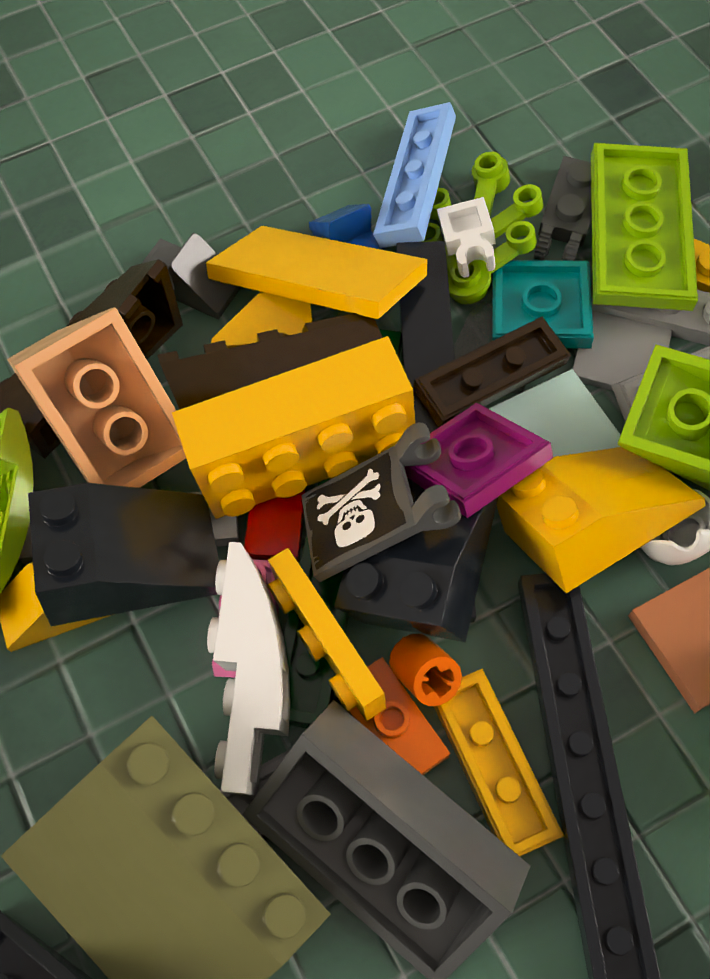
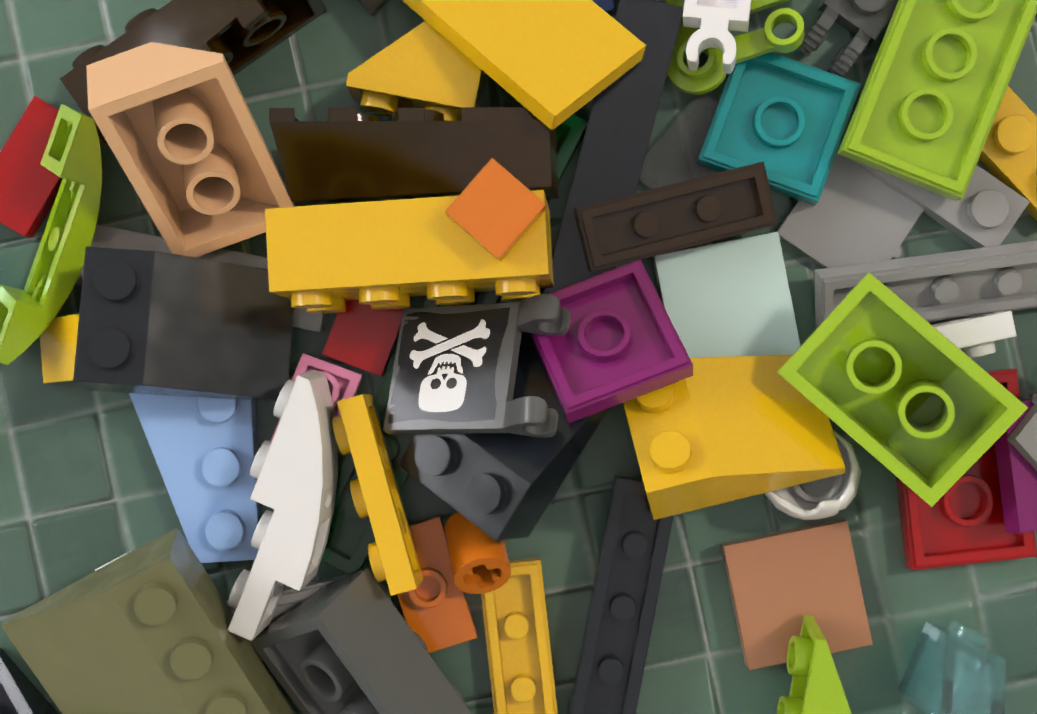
camera: 15 degrees right, 25 degrees up
(165, 671) = (206, 466): none -> light blue wing
(356, 353) = (496, 209): none -> orange tile

